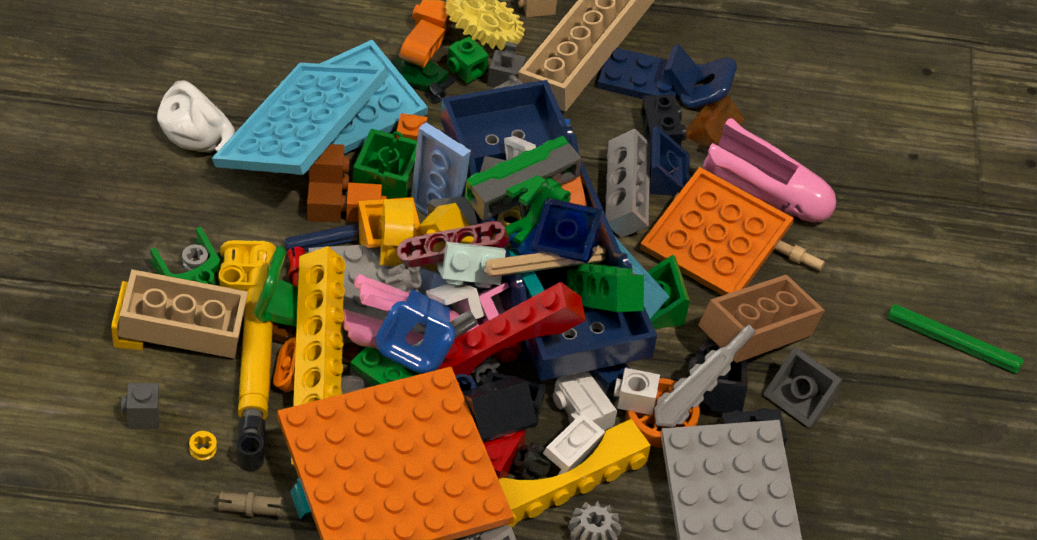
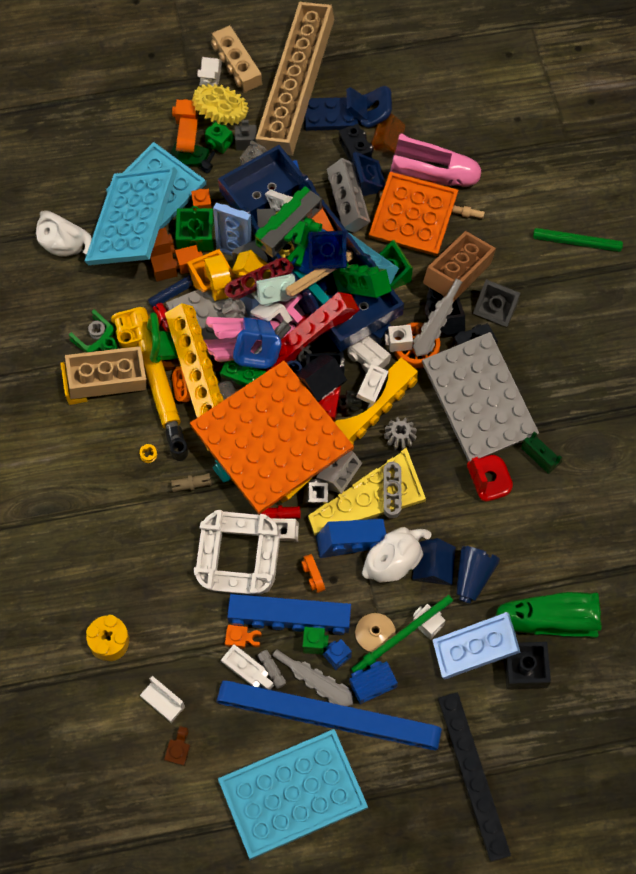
camera: 10 degrees left, 15 degrees up
(142, 405) = (102, 440): dark grey brick -> none

